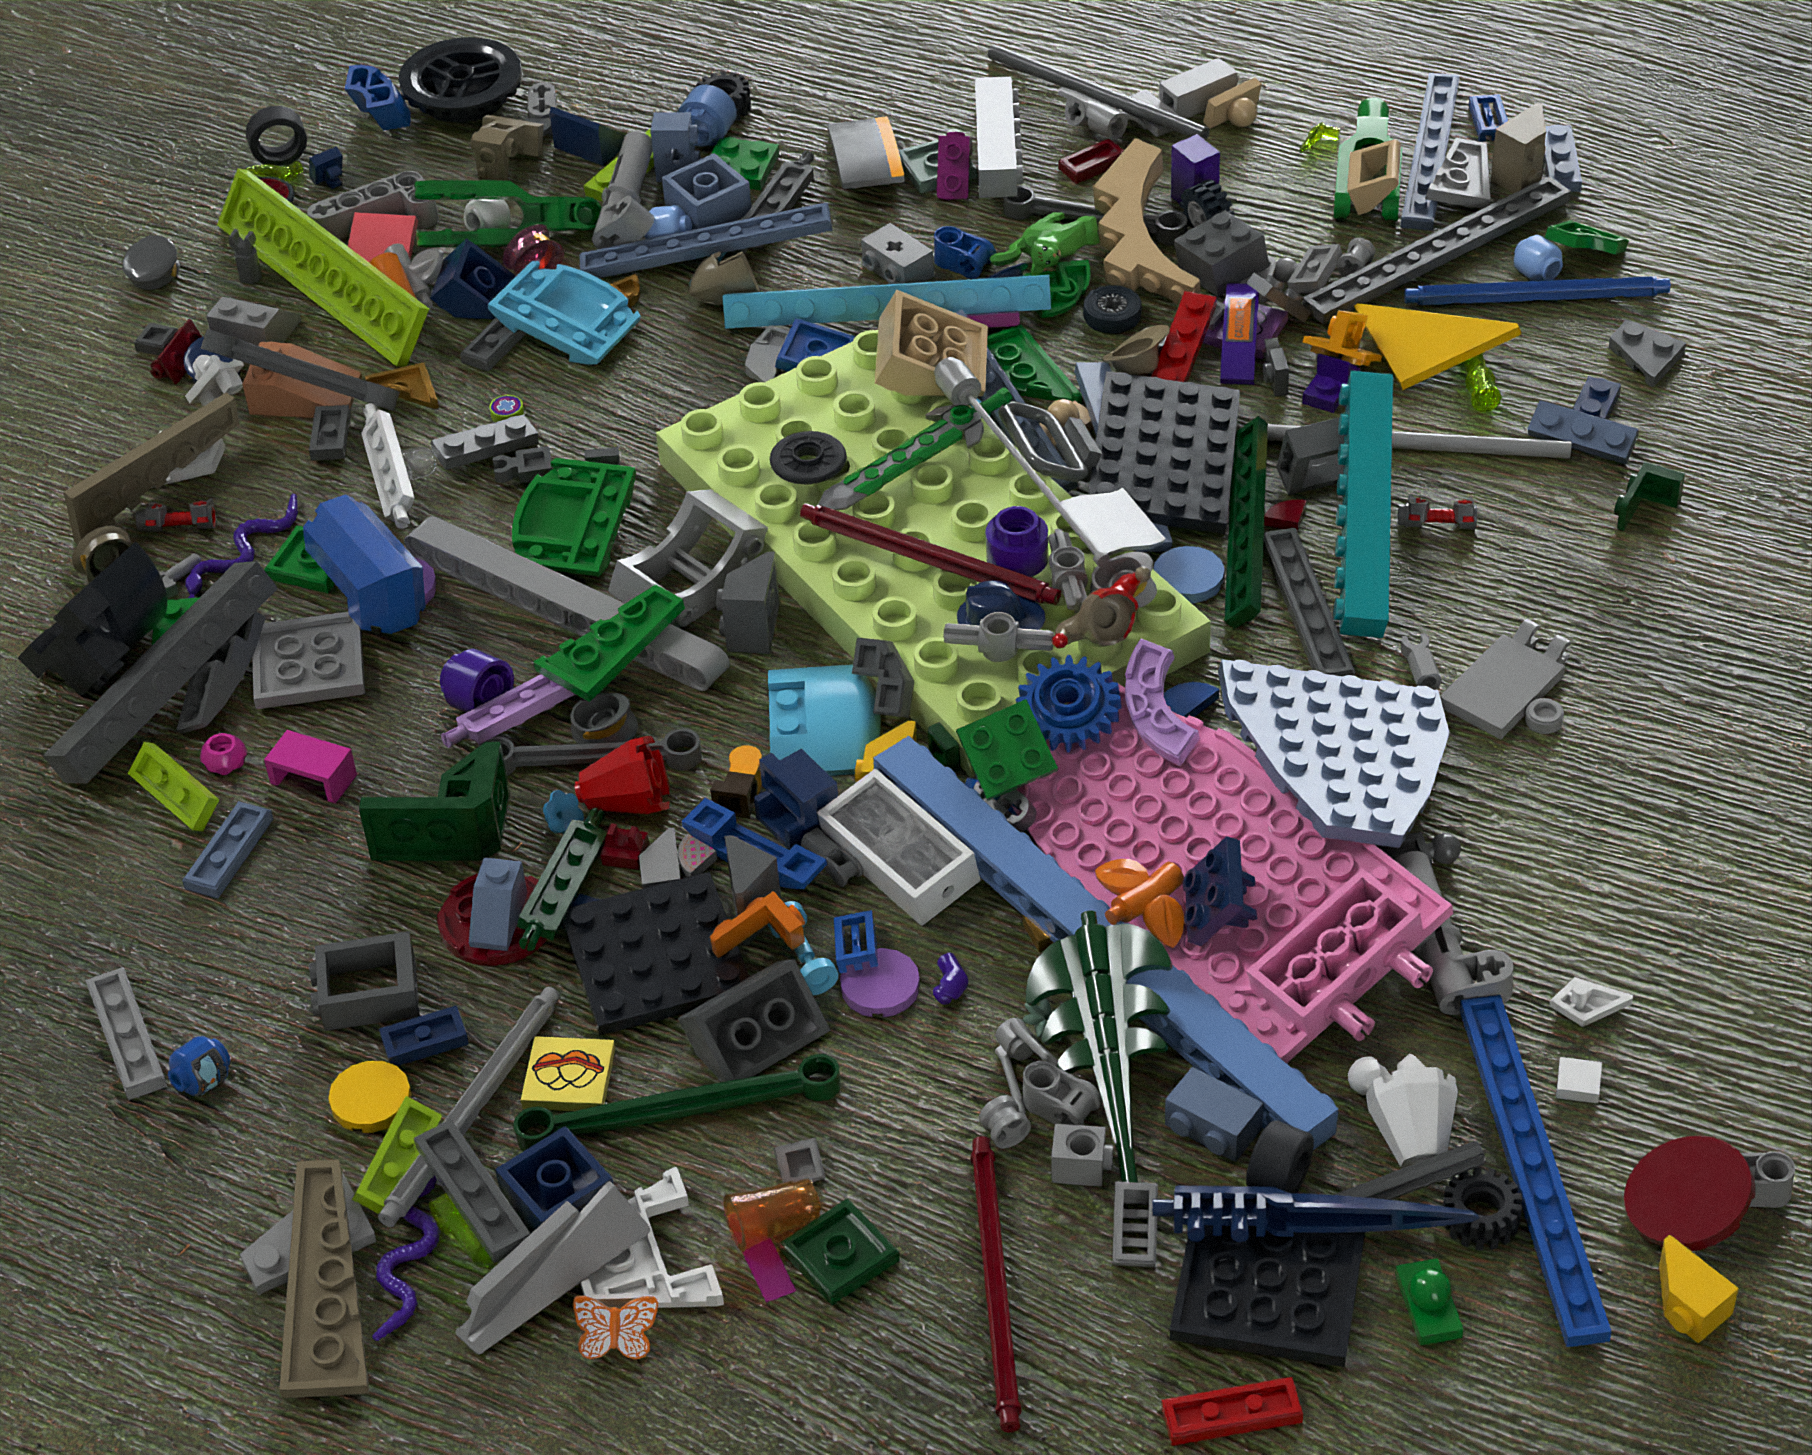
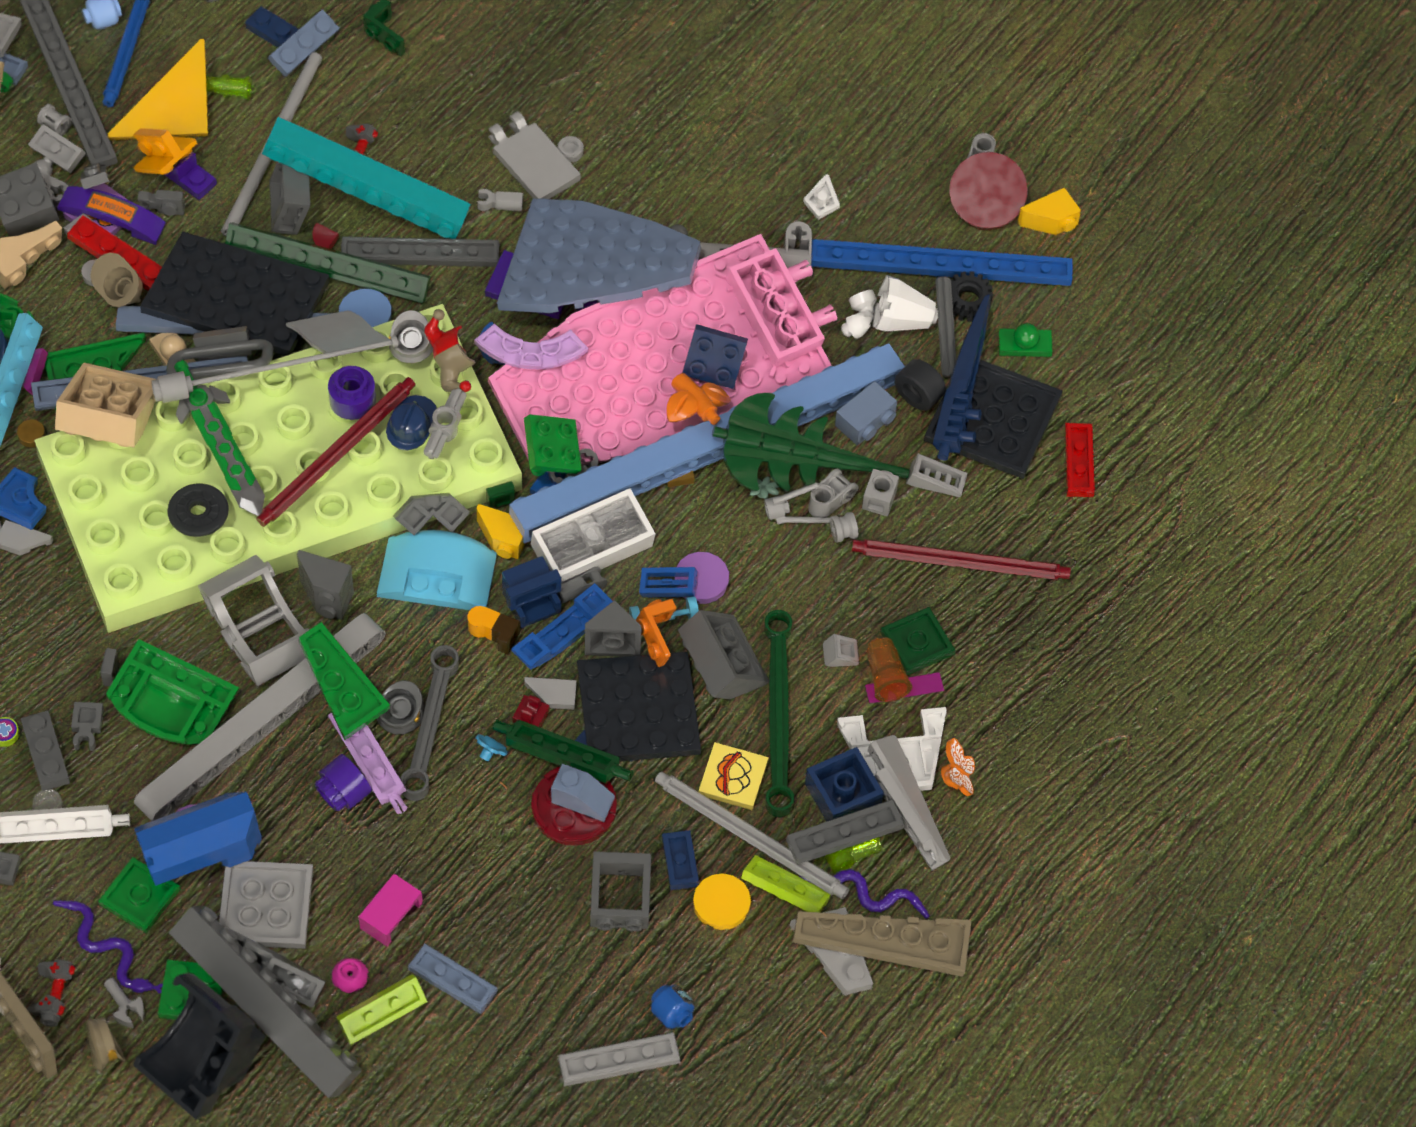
camera: 85 degrees left, 15 degrees up
(447, 824) = (478, 790): dark green bracket -> none
(626, 780) = (479, 696): red cone -> none
(695, 856) = (553, 669): light grey tile -> none
(953, 982) = (711, 532): dark purple arm -> none
(1067, 569) = (392, 359): light grey axle -> none
(1093, 698) = (519, 383): blue gear -> none
(1112, 309) = (46, 278): black bush -> none
(1579, 1080) = (881, 222): white tile -> none

